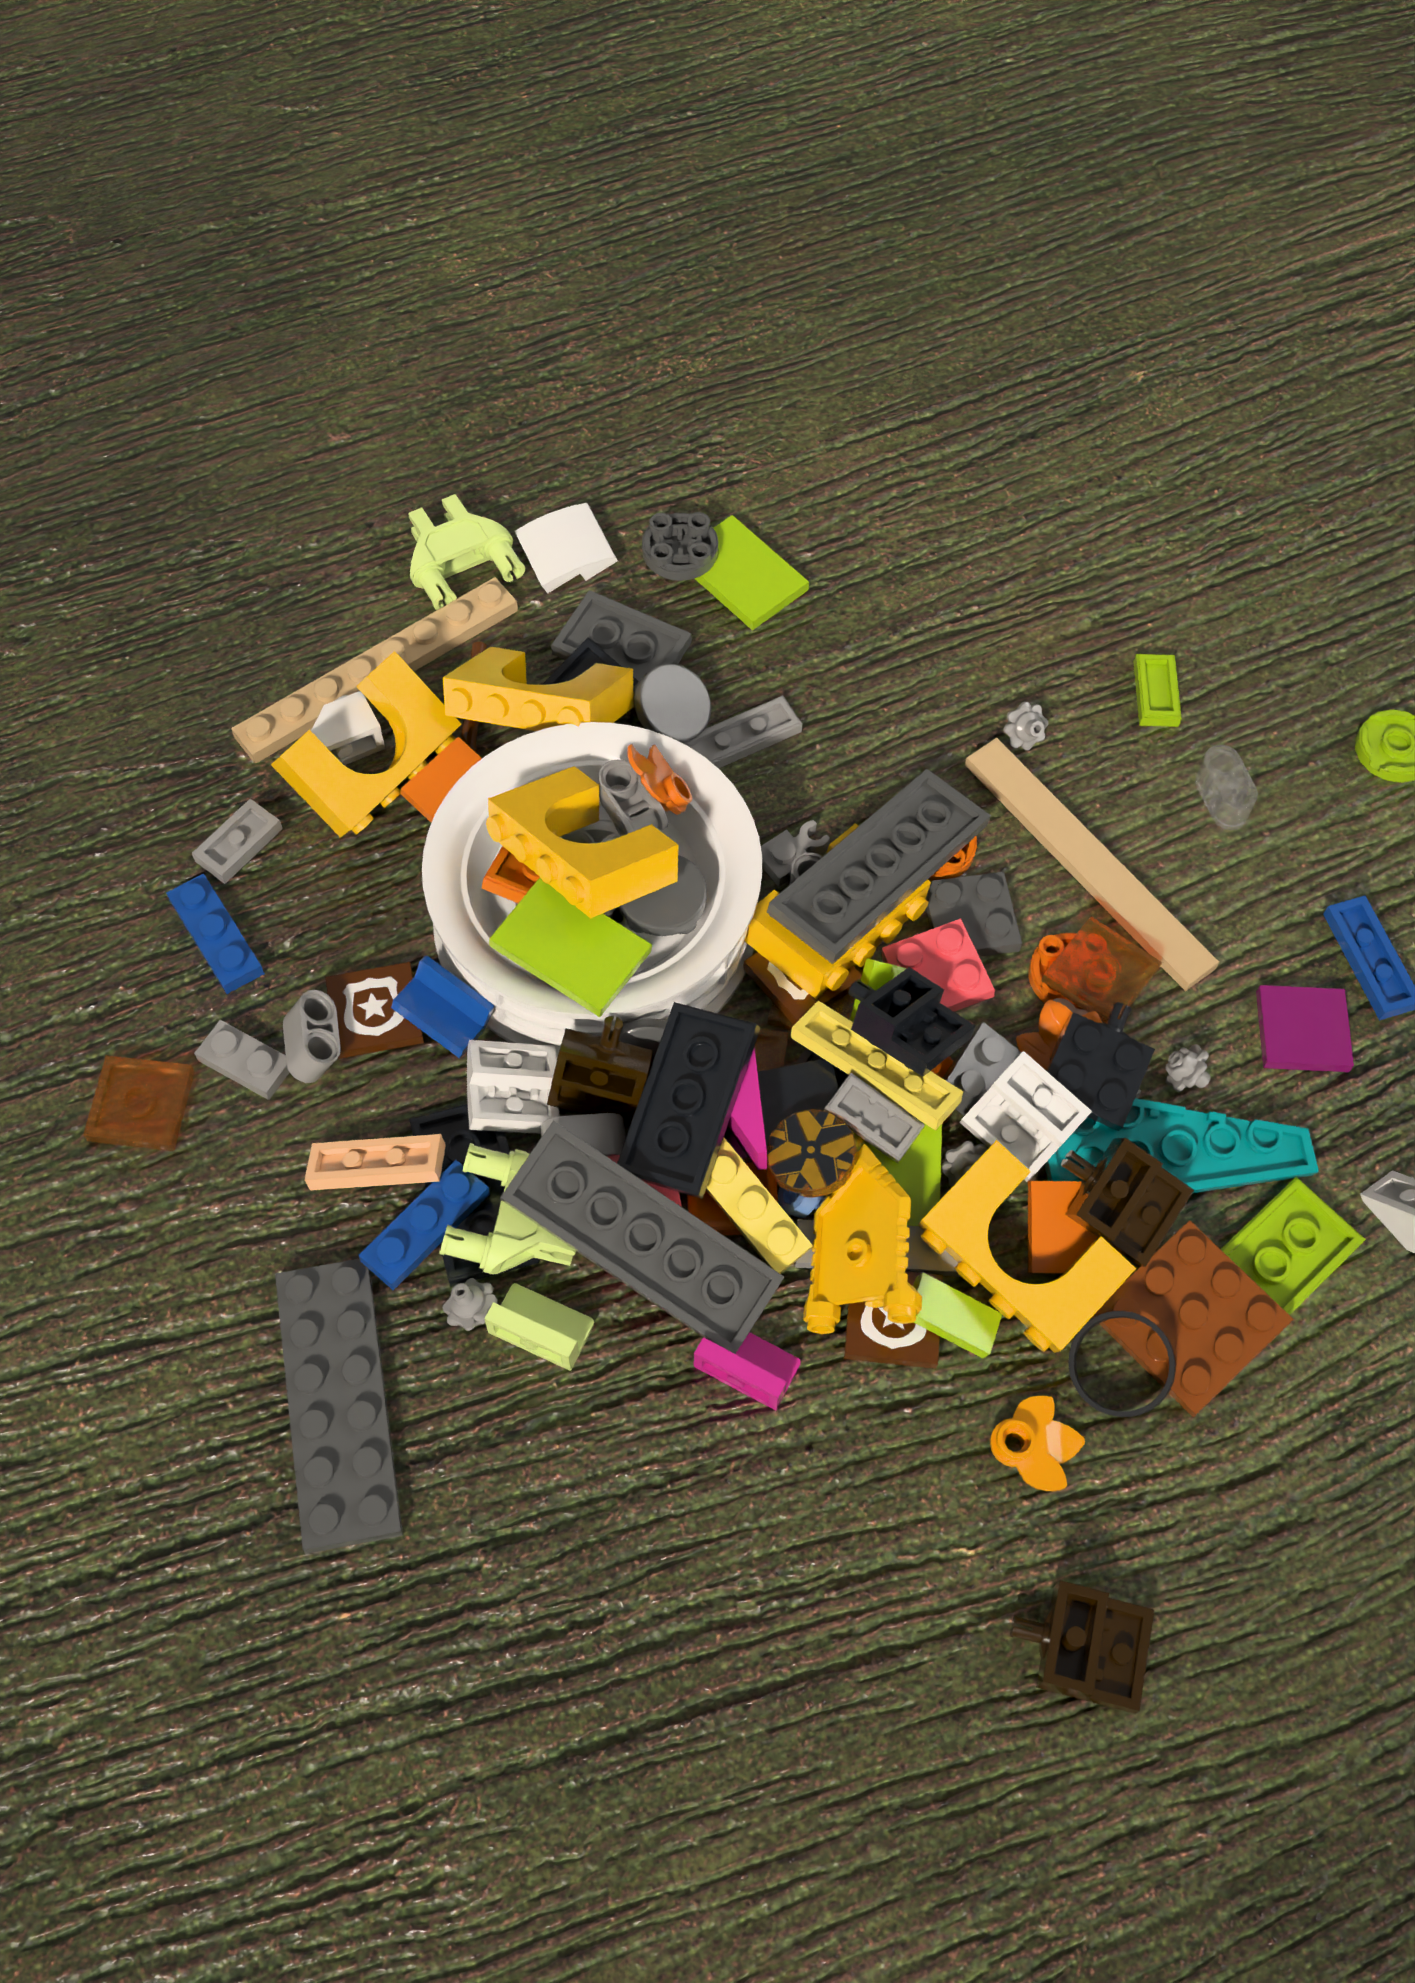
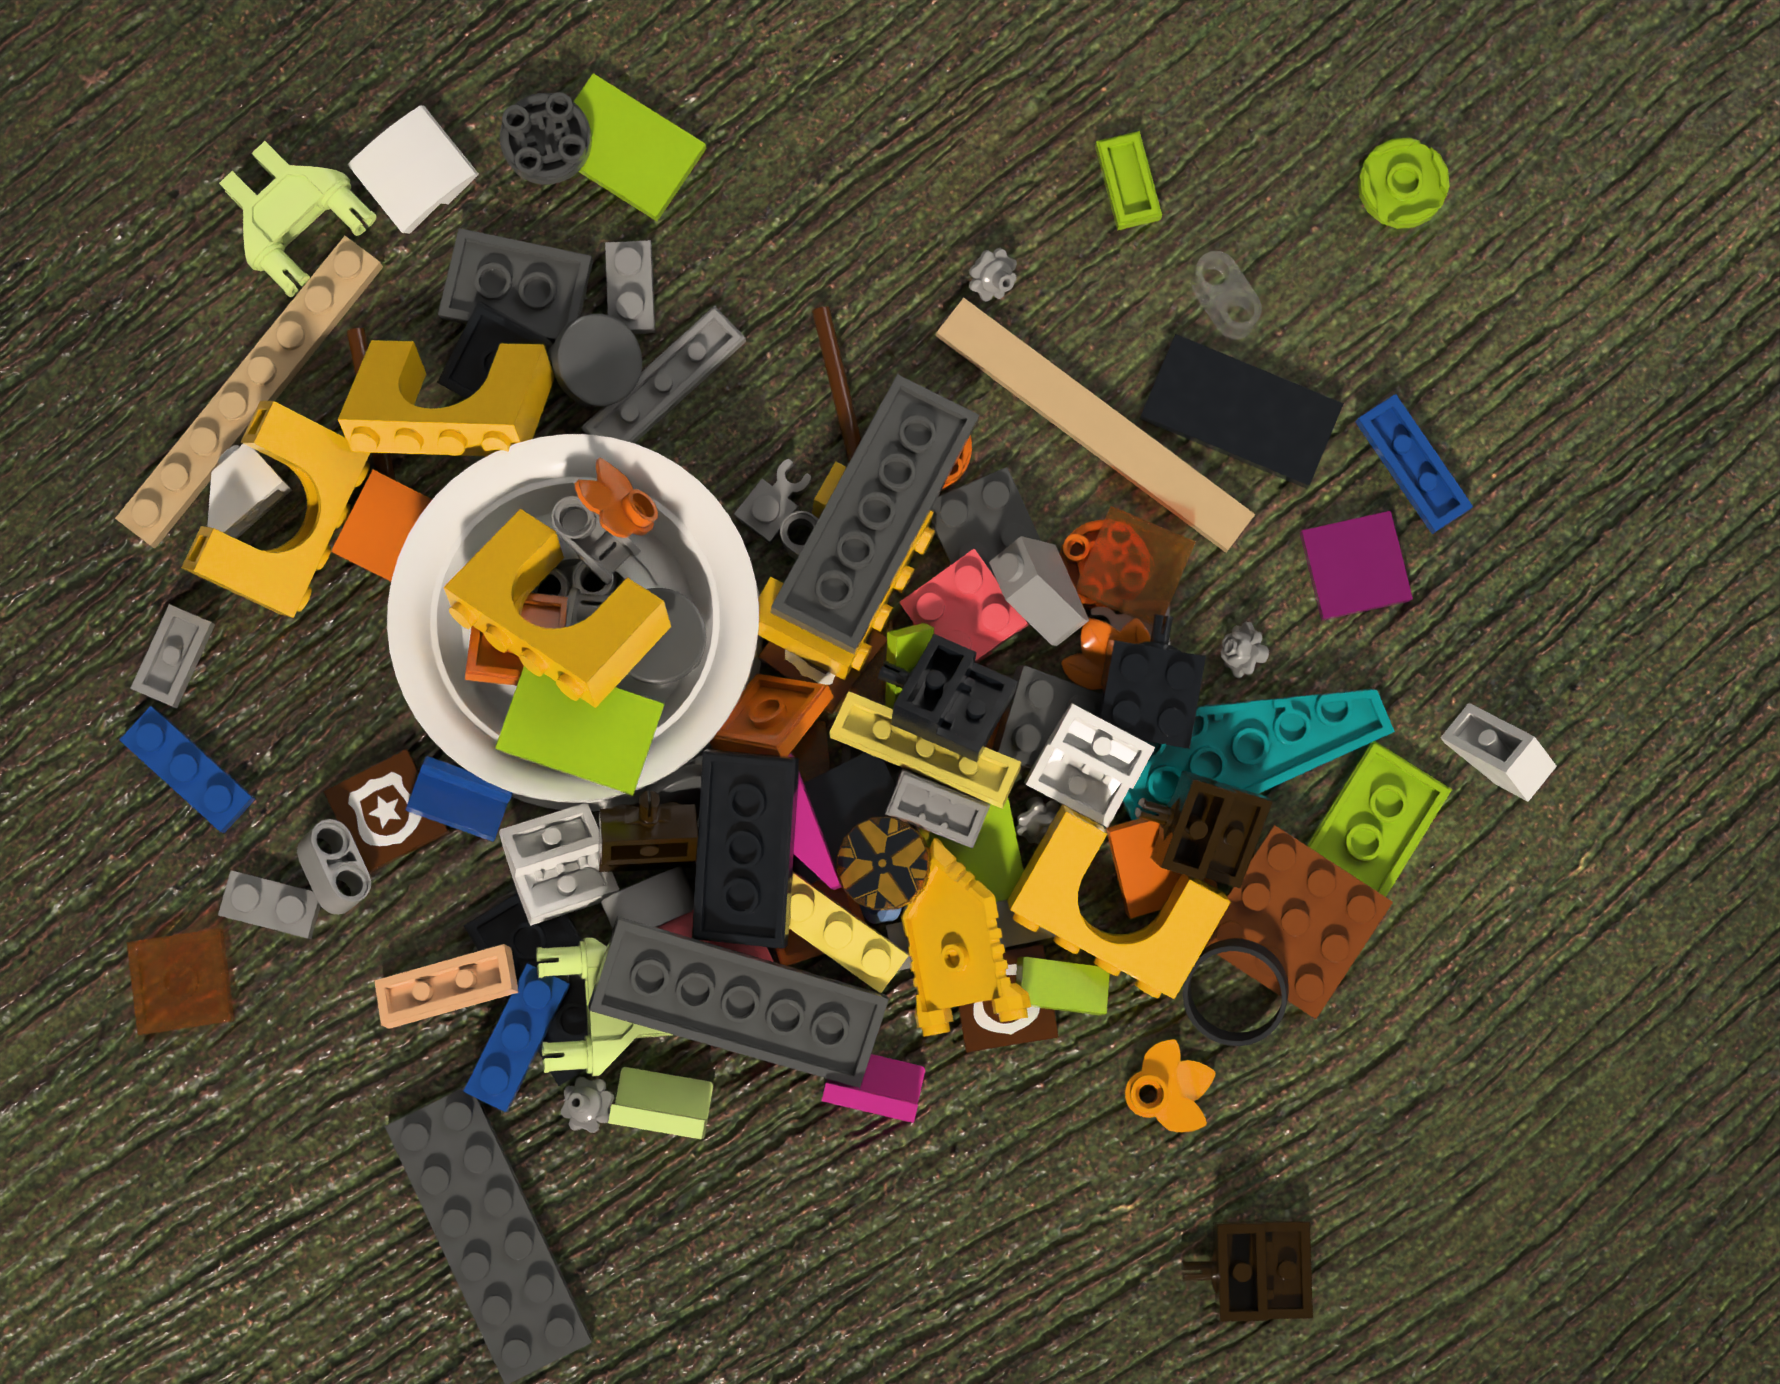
camera: 15 degrees left, 20 degrees up
(718, 665) = (631, 284): none -> light grey plate
(751, 1000) = (772, 716): none -> orange tile
(872, 797) = (837, 379): none -> reddish brown bar
(1012, 965) = (1039, 588): none -> light grey slope
(1222, 882) = (1241, 411): none -> black tile

